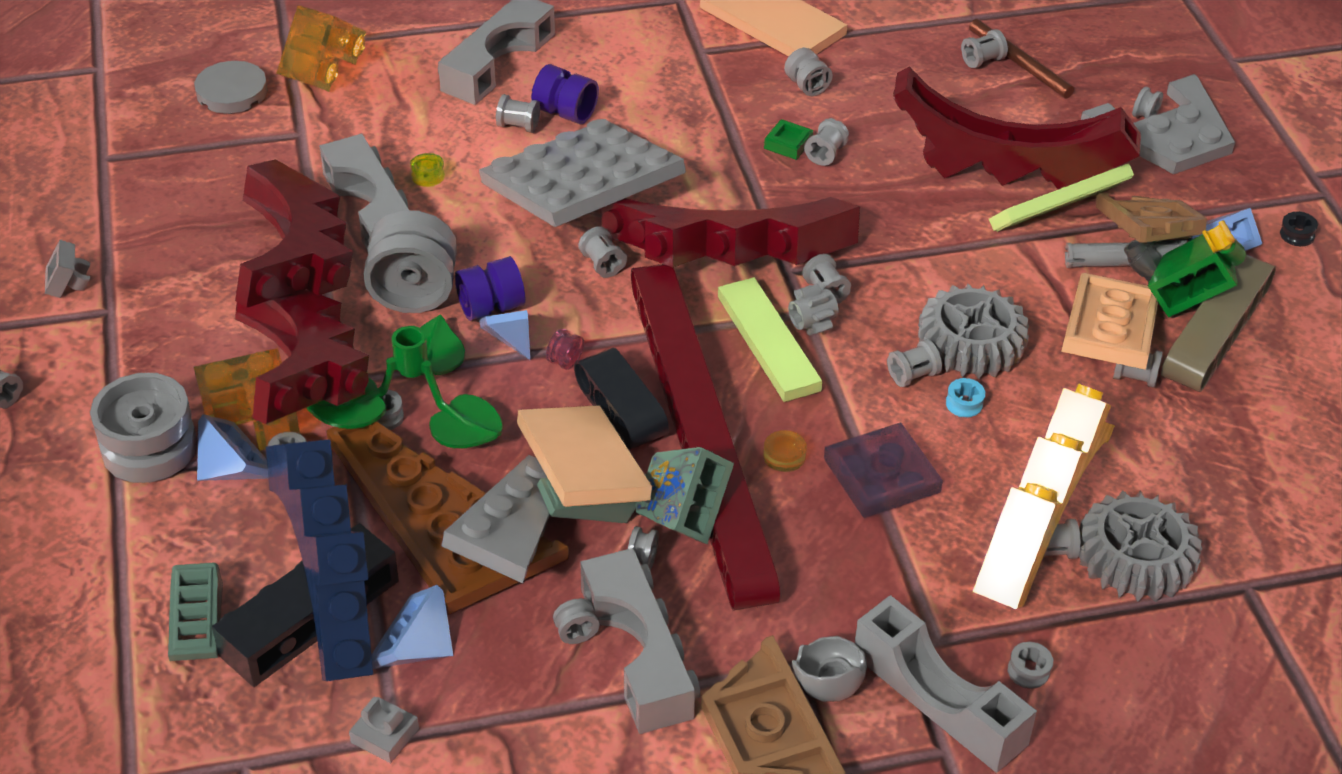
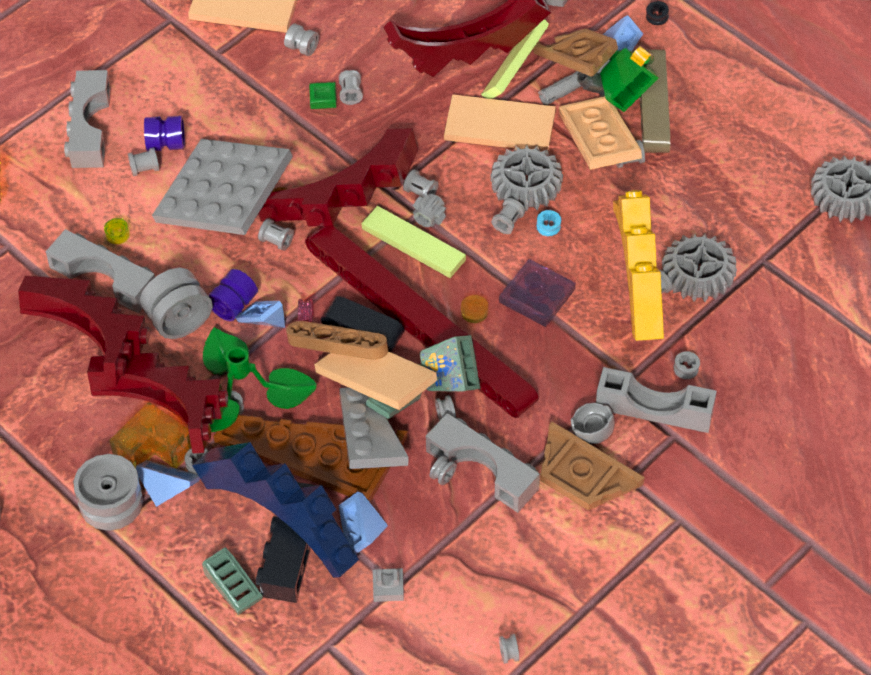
camera: 30 degrees left, 10 degrees up
(571, 397) = (308, 335): none -> medium nougat beam
(989, 257) = (499, 123): none -> light nougat tile

